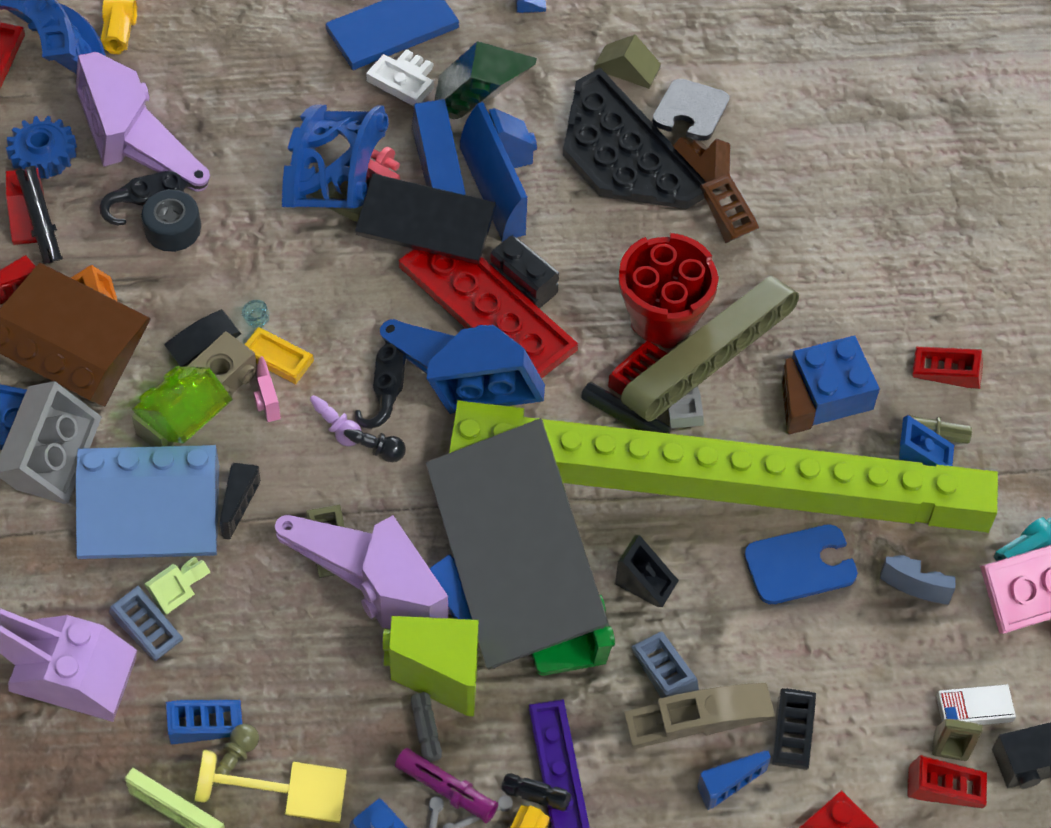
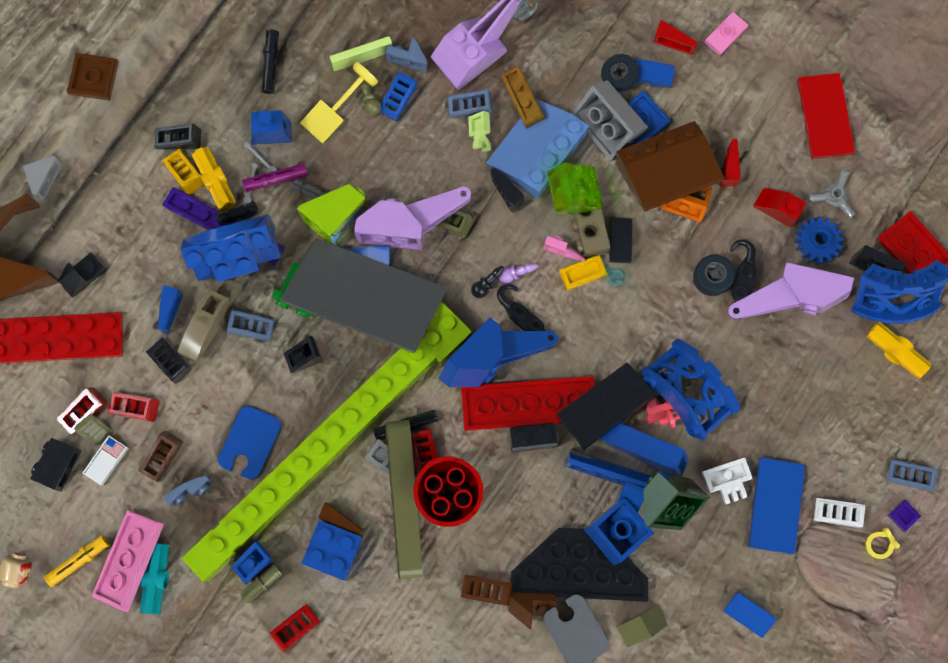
camera: 130 degrees right, 20 degrees up
(31, 71) = (867, 256): none -> black tile
(39, 215) = (755, 201): black pin -> none
(88, 563) = (522, 97): none -> pearl gold tile
(129, 740) = (412, 58): none -> sand blue slope
(556, 119) = (619, 531): none -> blue slope
(601, 734) = (231, 249): none -> blue piece
(887, 650) = (176, 445): none -> reddish brown slope
(897, 720) = (147, 410): none -> red slope

